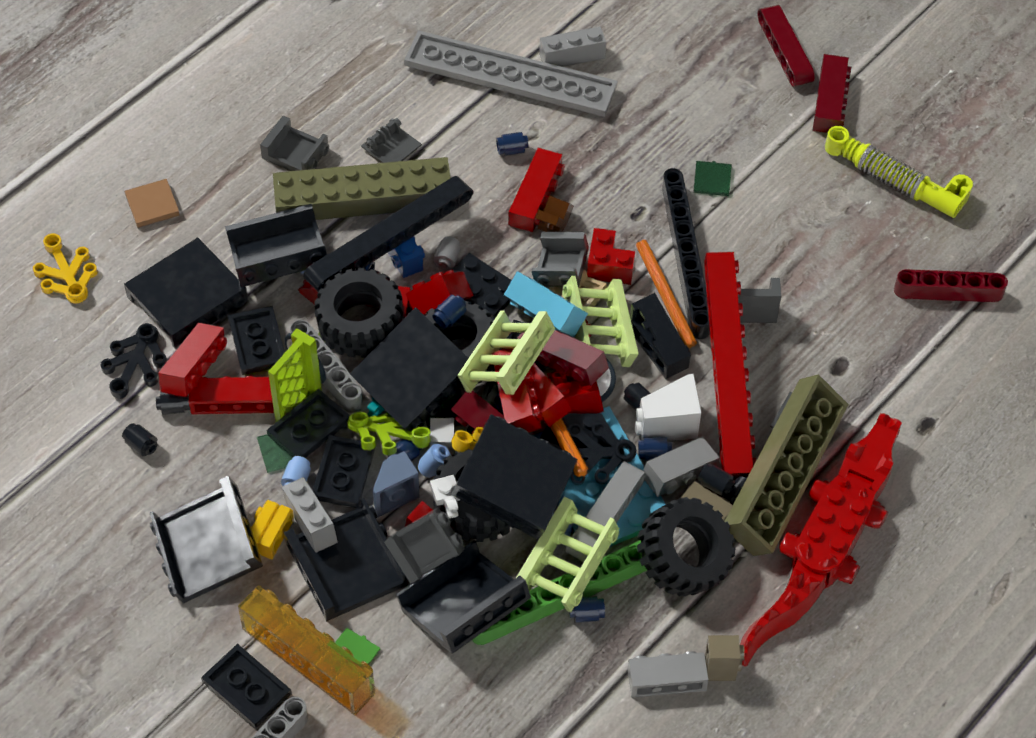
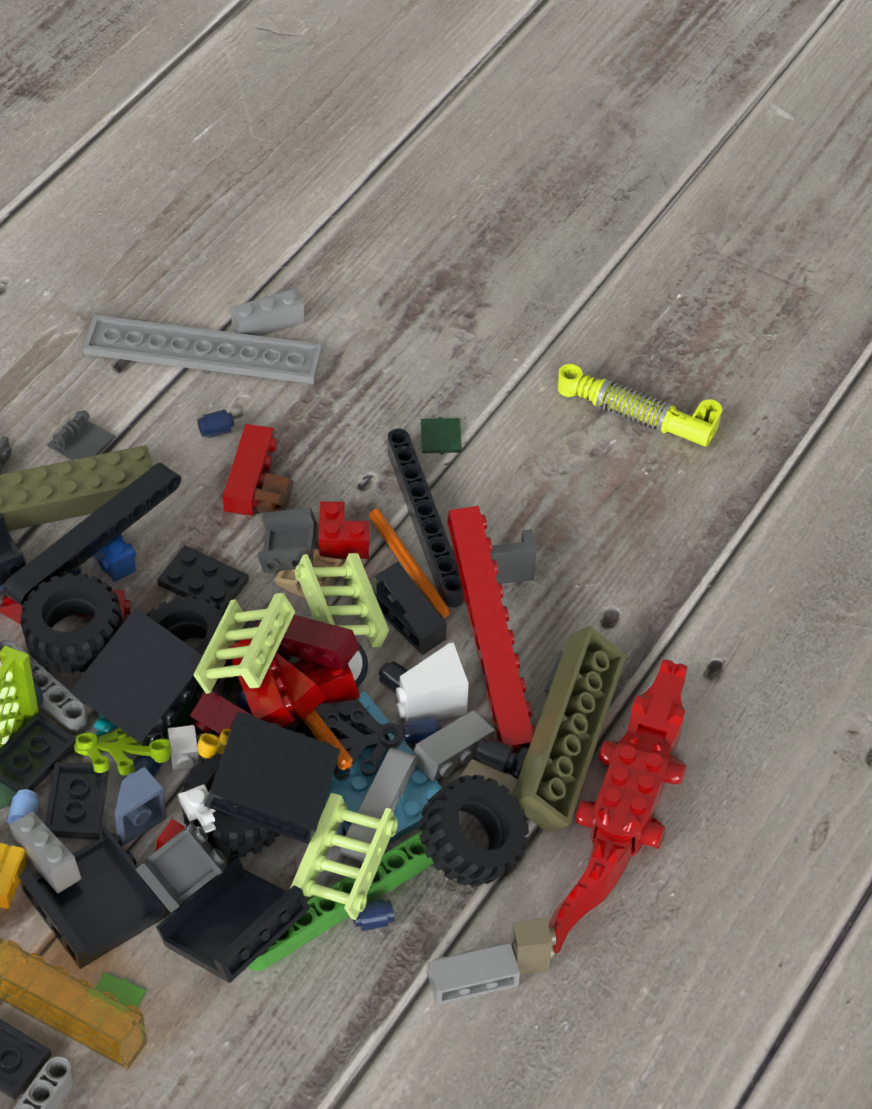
camera: 10 degrees left, 5 degrees down
(432, 460) = (176, 773): light blue brick -> none
(433, 293) = (158, 587): red brick -> none
(447, 253) = (160, 549): light grey brick -> none
(449, 311) = (173, 608): dark blue brick -> none
(535, 298) = (265, 582): medium azure brick -> none
(785, 45) = (499, 287): dark red beam -> none
(831, 93) = (555, 331): dark red brick -> none
(950, 285) = (715, 517): dark red beam -> none

